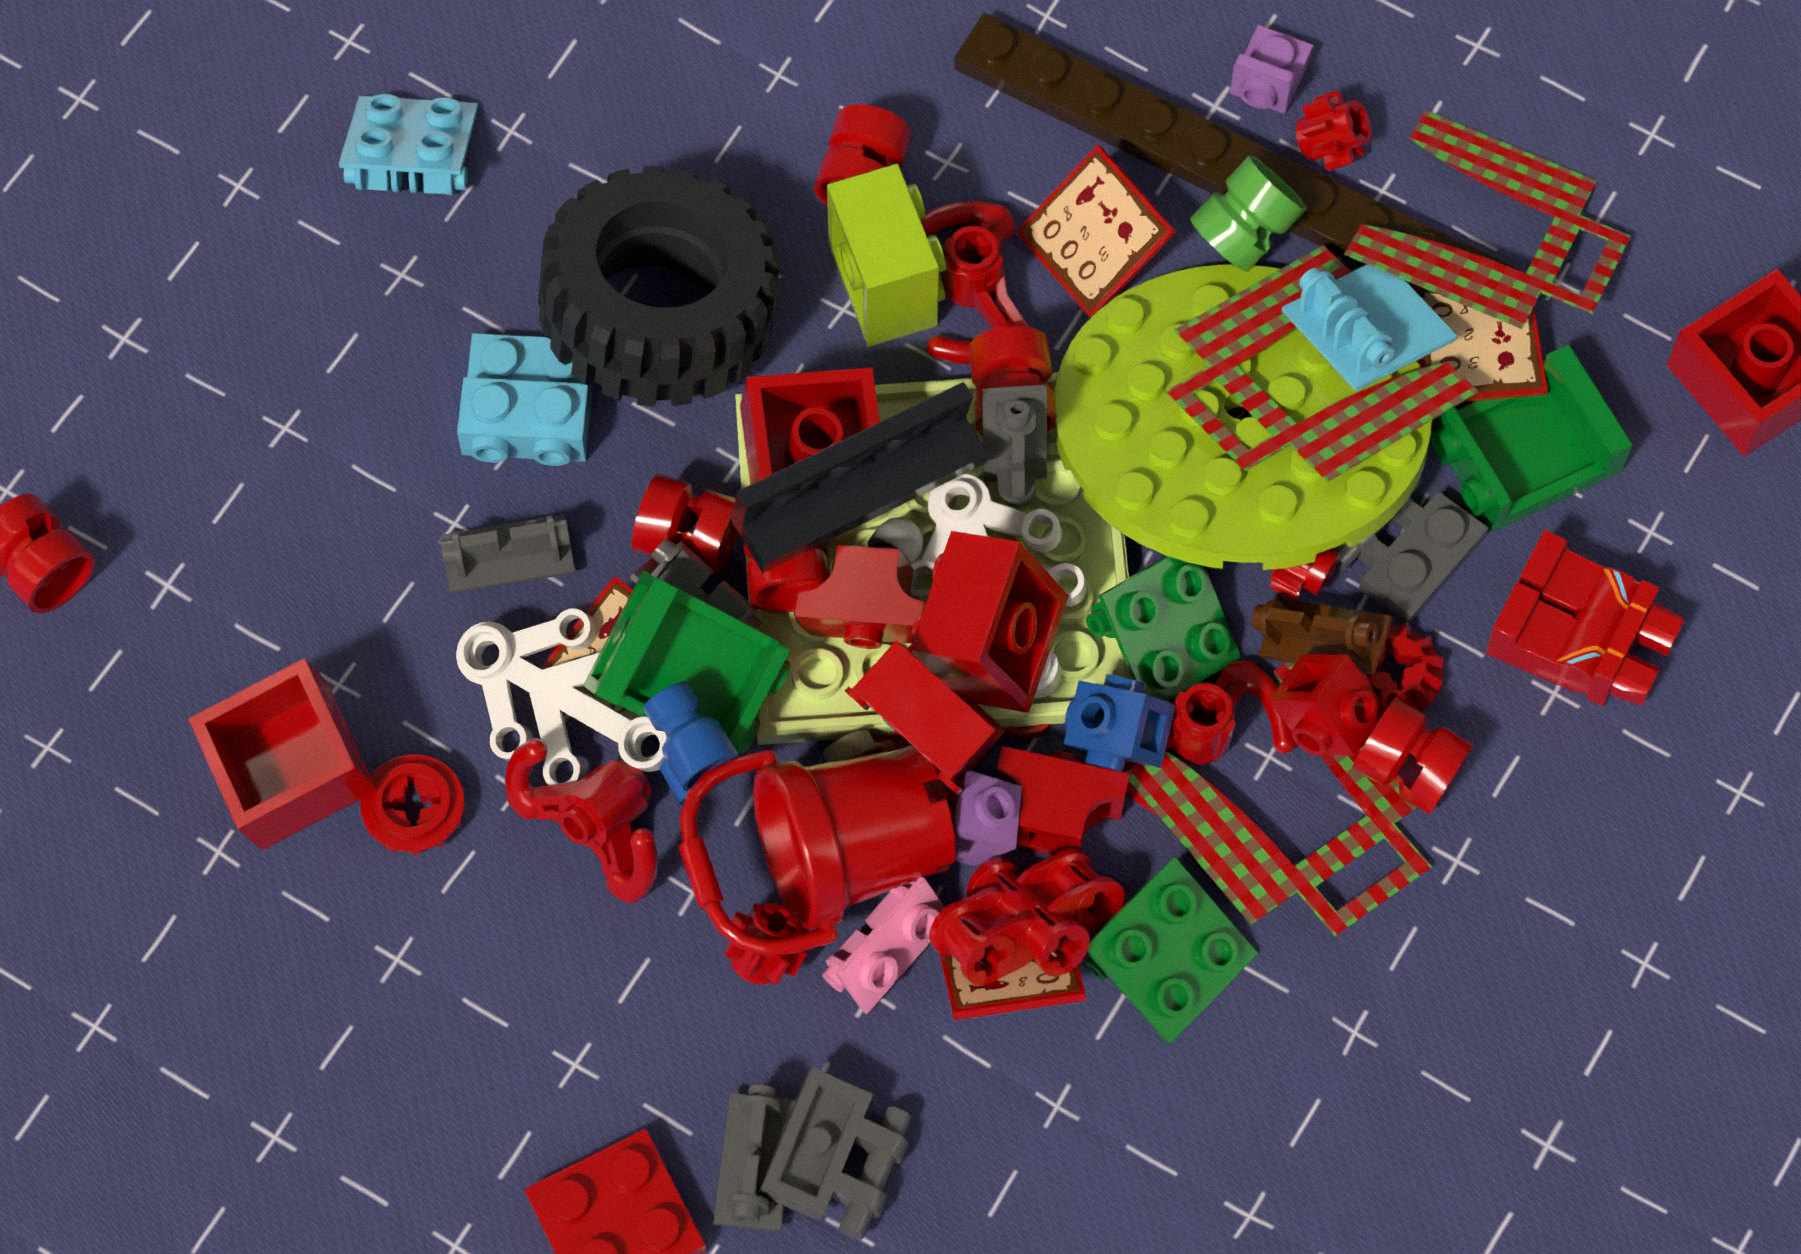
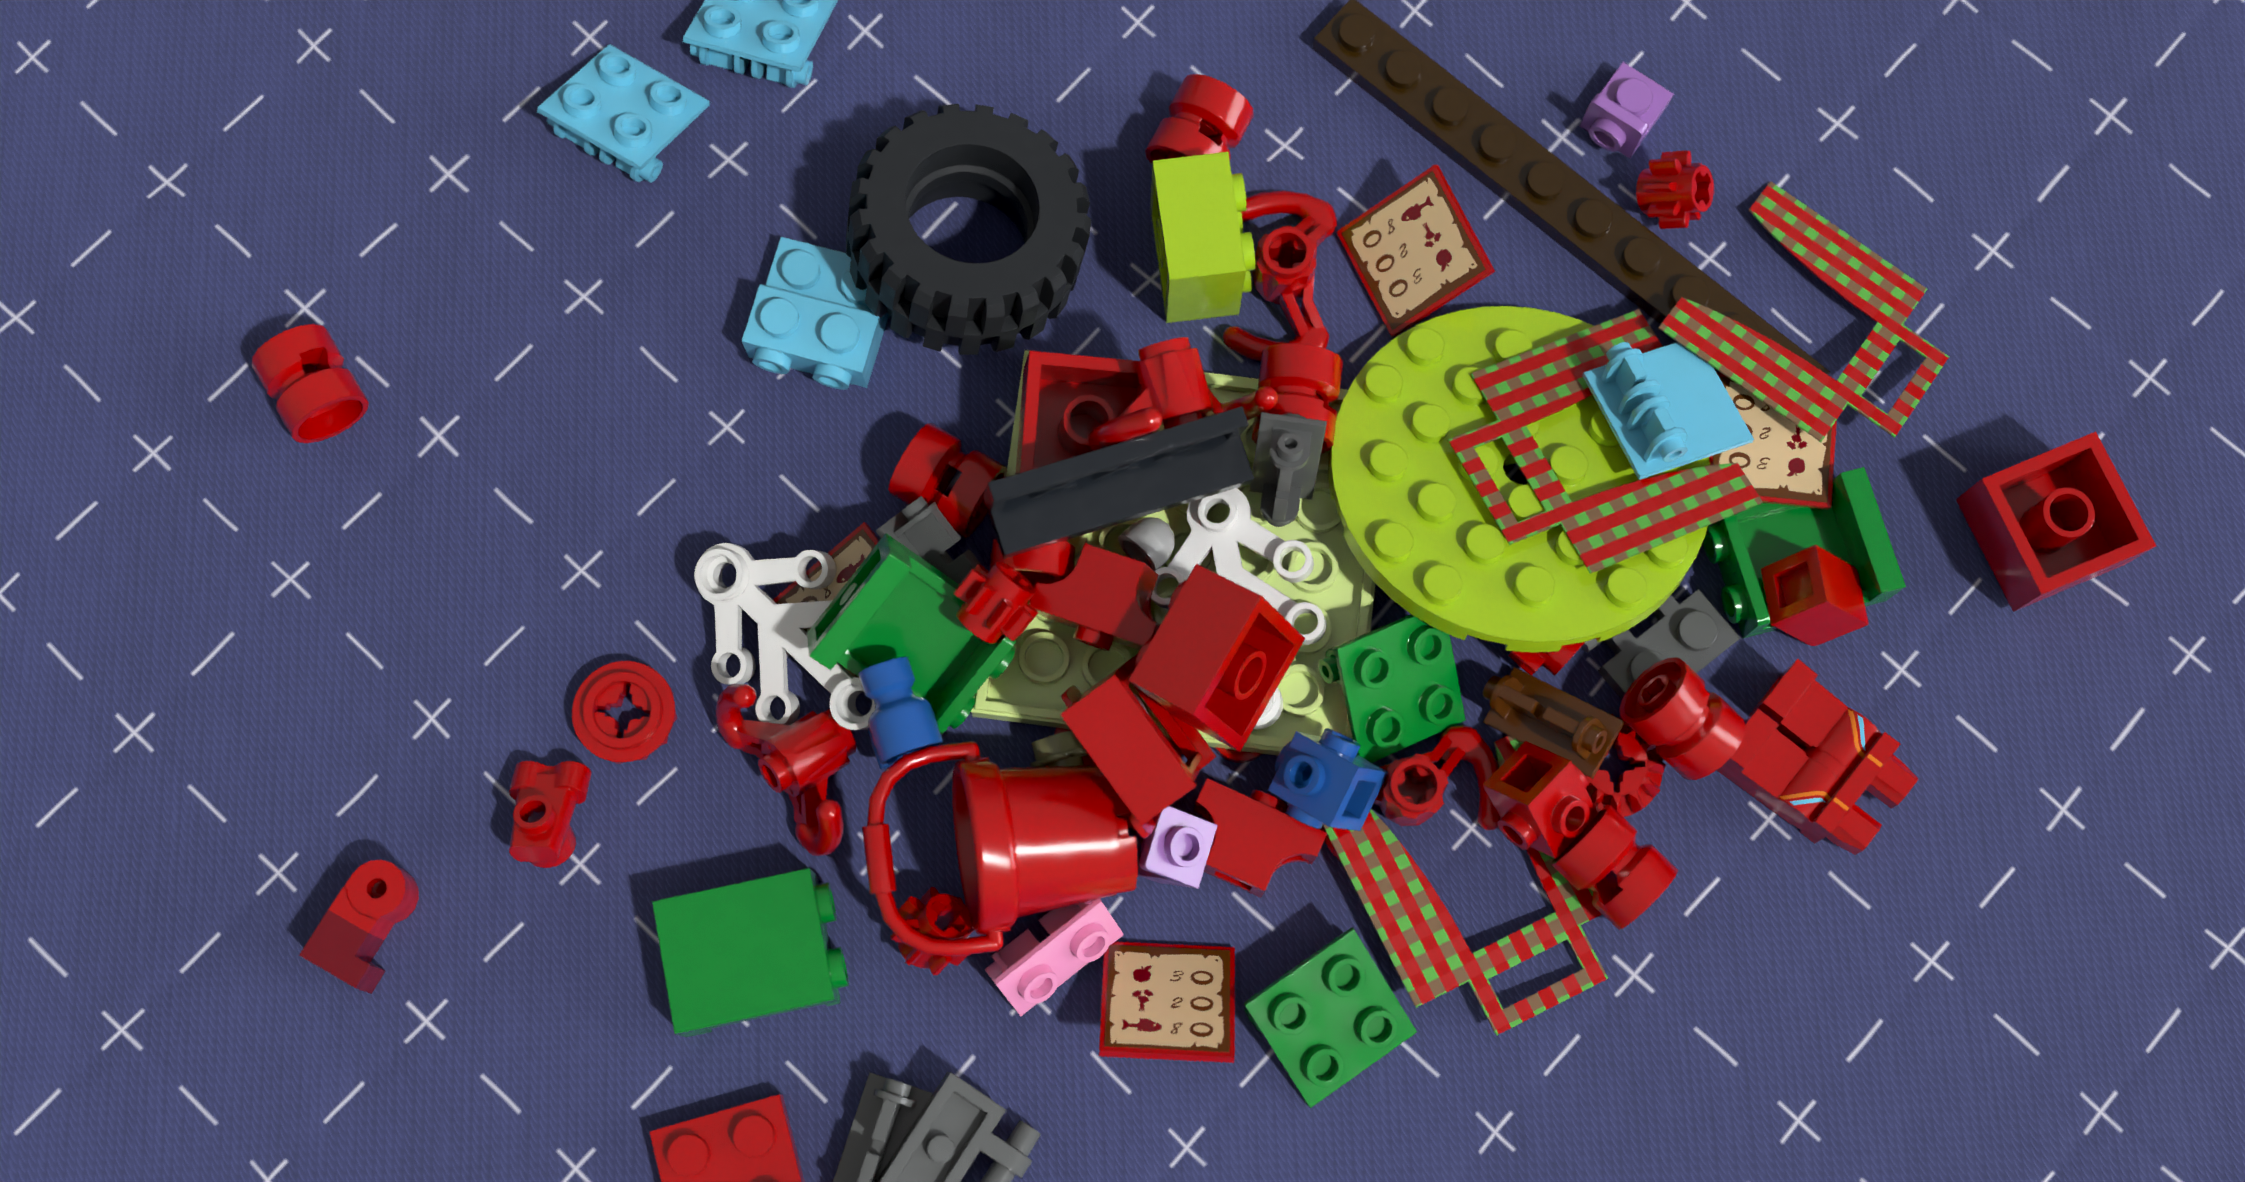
camera: 10 degrees right, 10 degrees up
(190, 1050) = (360, 921): none -> leg
(282, 754) = (501, 643): red piece -> none
(288, 246) = (622, 112): none -> medium azure hinge
(355, 908) = (544, 810): none -> red plate
(507, 554) = (768, 471): dark grey hinge -> none
(587, 997) = (749, 951): none -> green panel
(763, 613) = (995, 602): none -> red gear
(890, 384) = (1172, 395): none -> red piece
(1026, 917) = (1194, 960): red axle -> none
(1248, 213) = (1576, 260): bright green wheel -> none
(1453, 610) = (1683, 720): none -> red wheel
(1549, 474) = (1814, 596): none -> red panel

